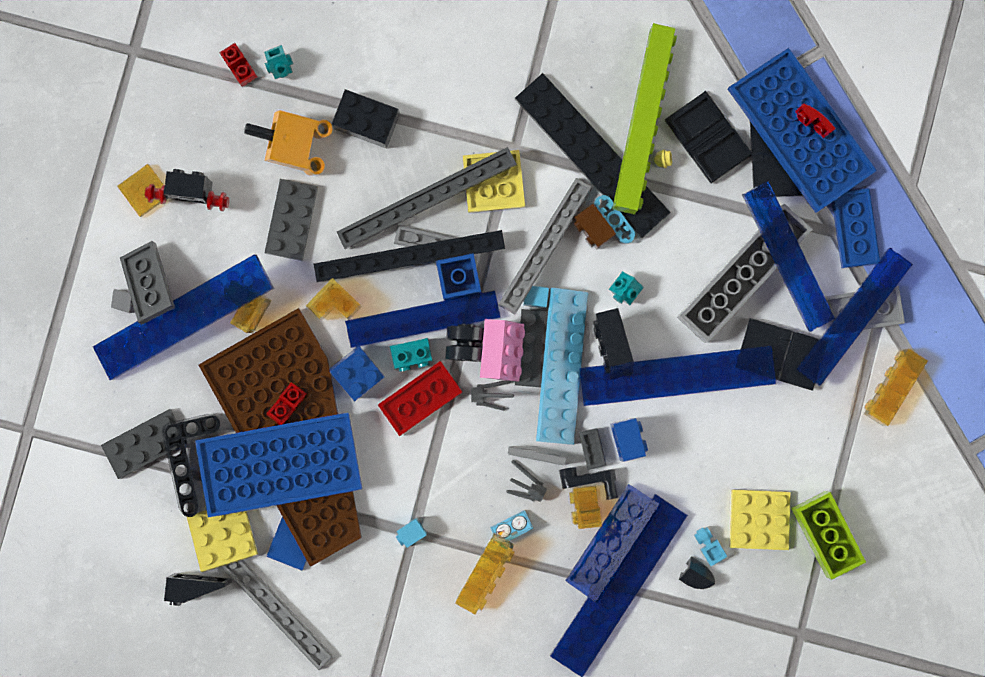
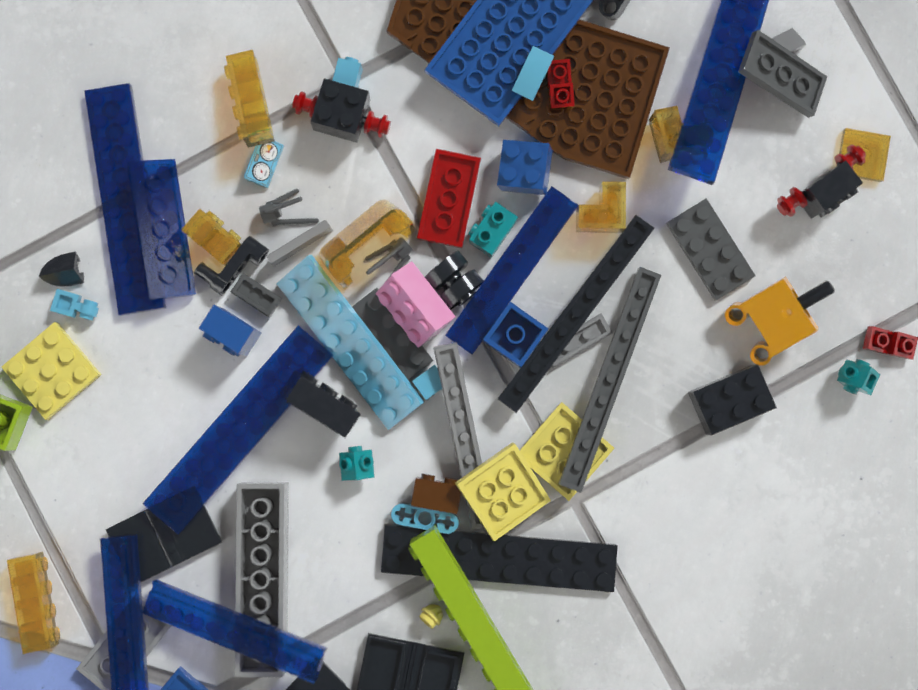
camera: 145 degrees right, 0 degrees up
(298, 423) = (533, 73): none -> medium azure slope
(436, 513) = (341, 111): none -> black brick
(495, 427) = (378, 217): none -> clear yellow windscreen
(553, 191) = (503, 491): none -> light yellow plate

